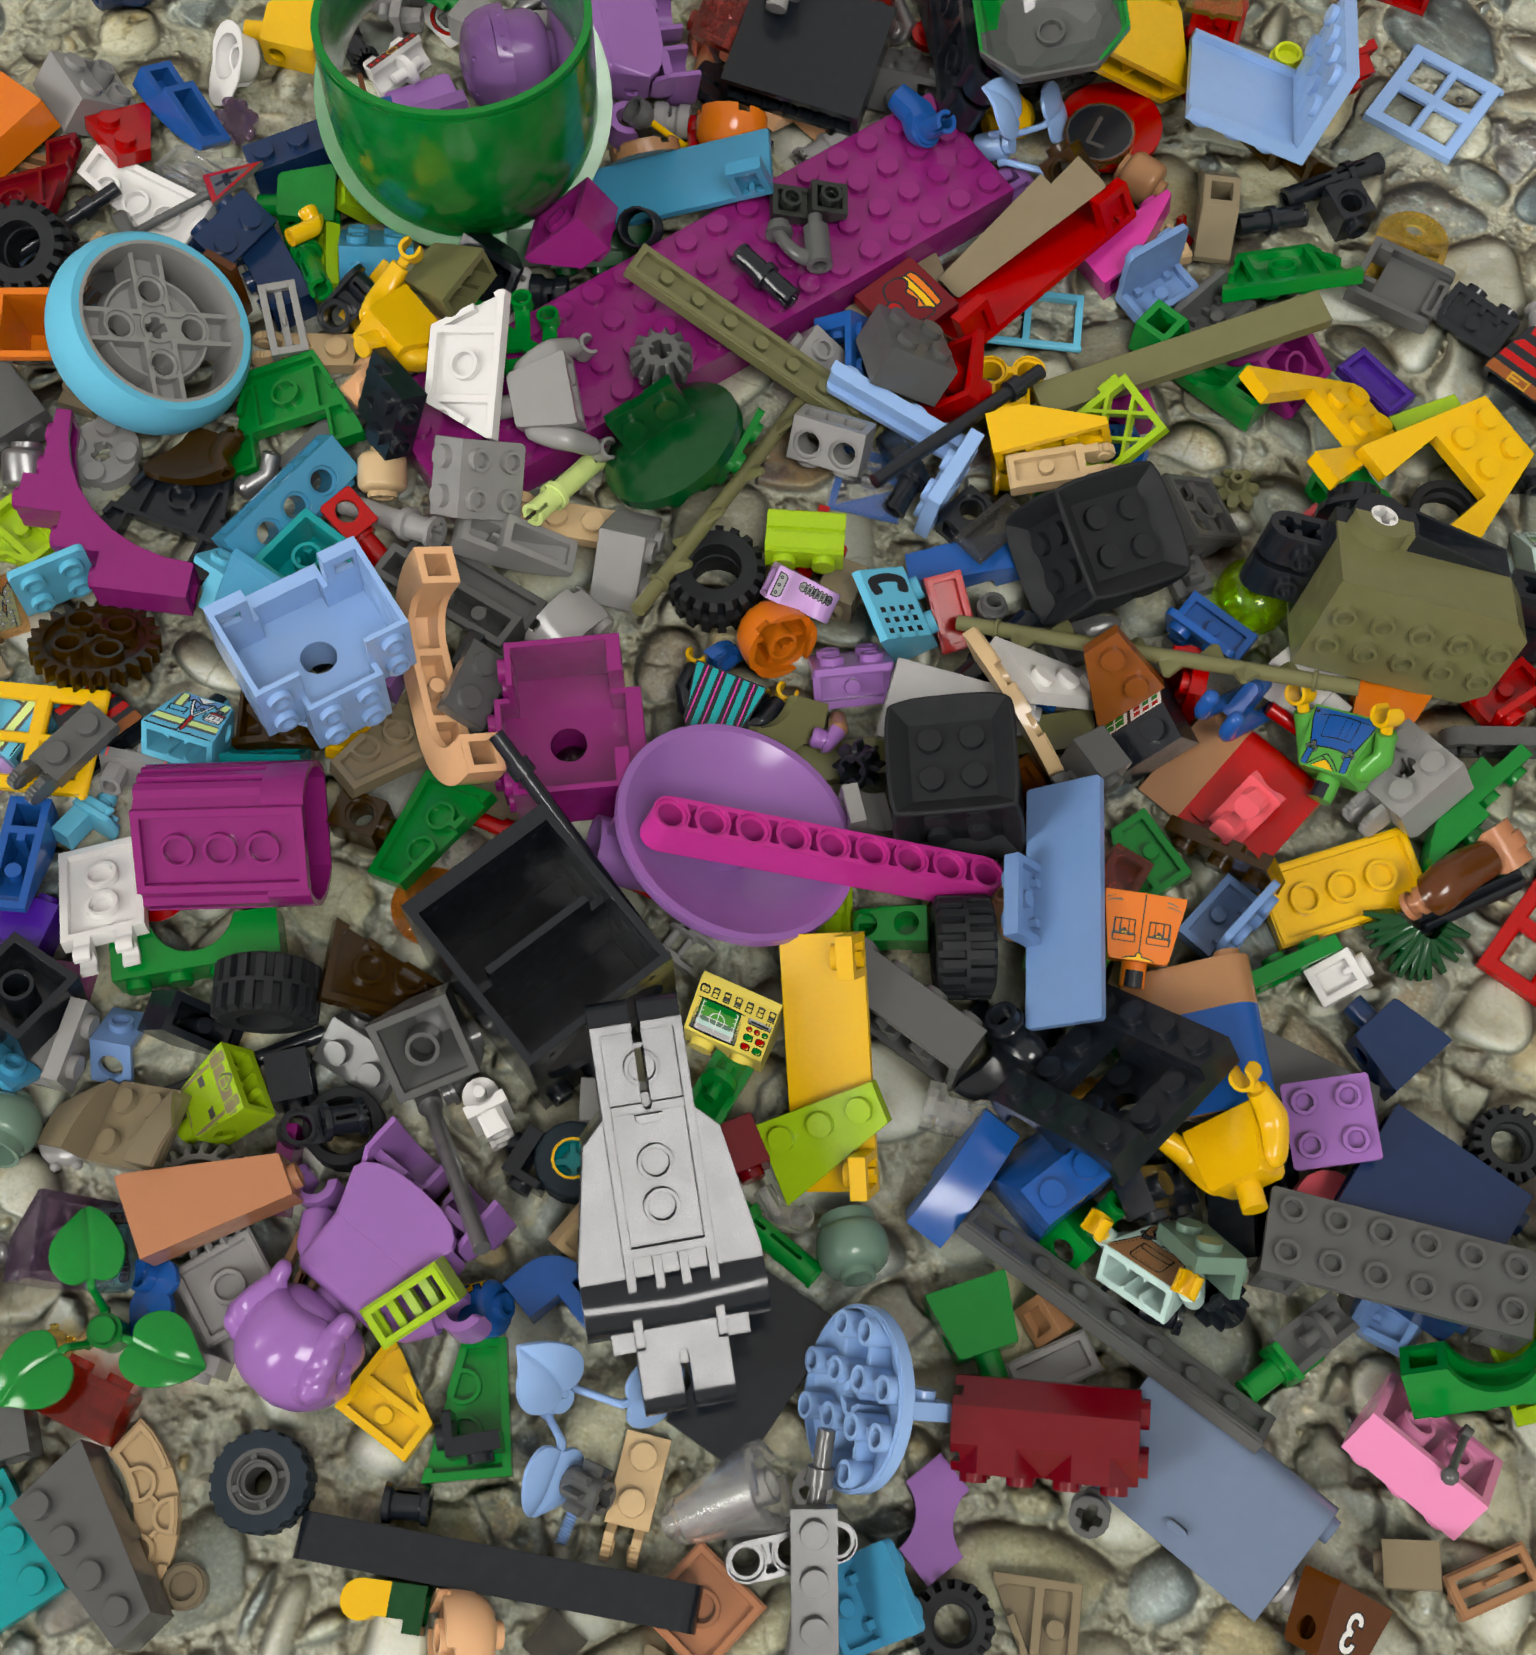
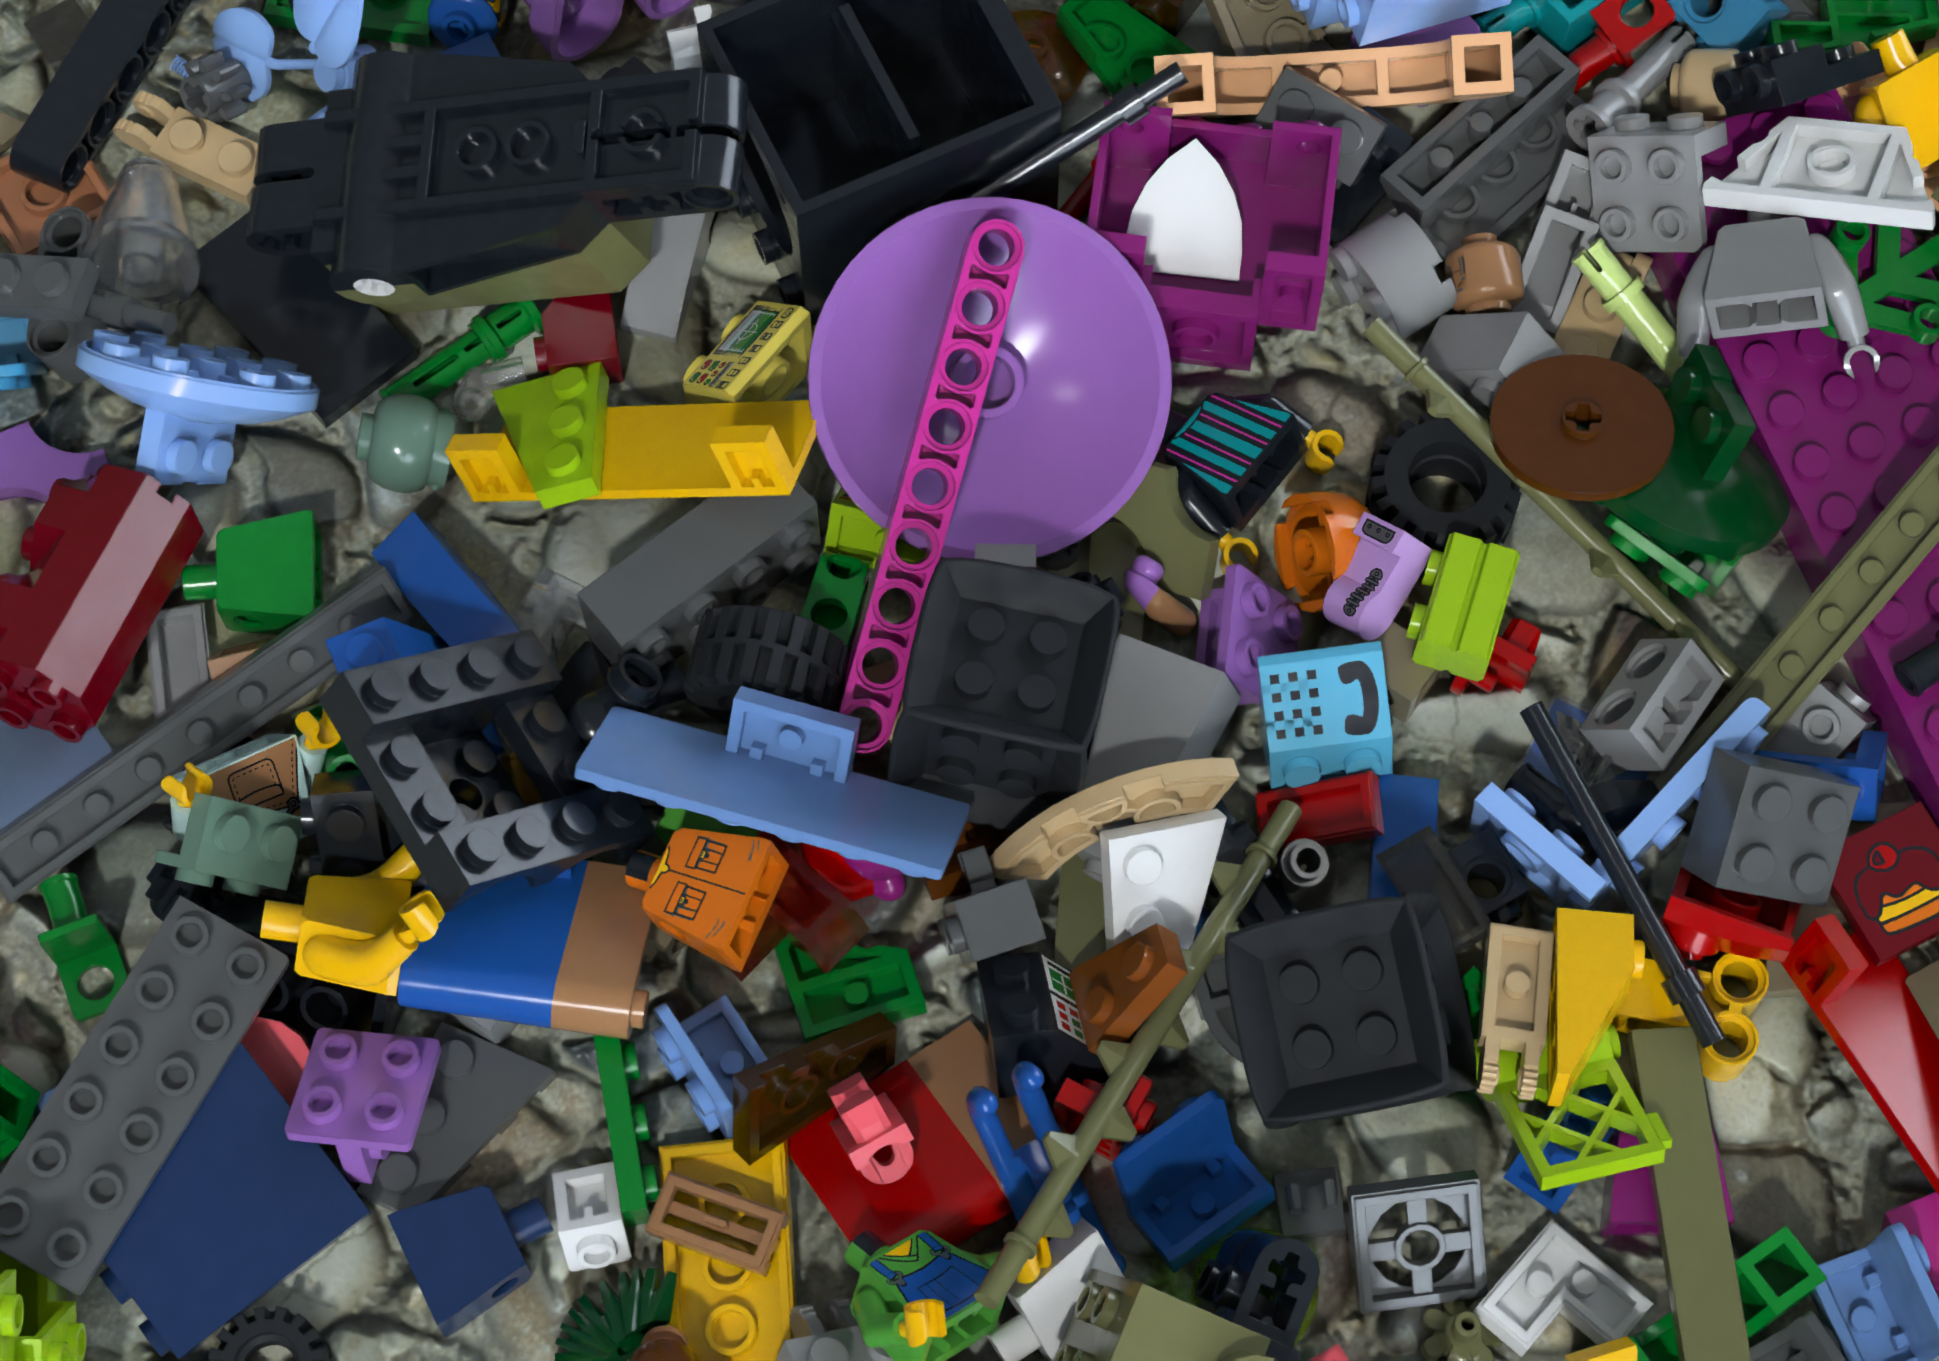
camera: 105 degrees right, 0 degrees up
(557, 573) = (1485, 275): none -> medium nougat head
(566, 749) = (1190, 218): none -> white sticker
(660, 355) = (1827, 442): dark grey gear -> none
(701, 495) = (1539, 438): none -> reddish brown piece
(720, 1086) = (659, 323): green hips -> none
(723, 655) = (1314, 471): blue tile -> none
(1053, 297) = (1813, 1079): medium azure window -> none
(1190, 446) = (1563, 1278): none -> white tile
(1308, 894) = (766, 1242): none -> medium nougat tile
(1315, 1332) = (90, 975): dark grey hips -> none

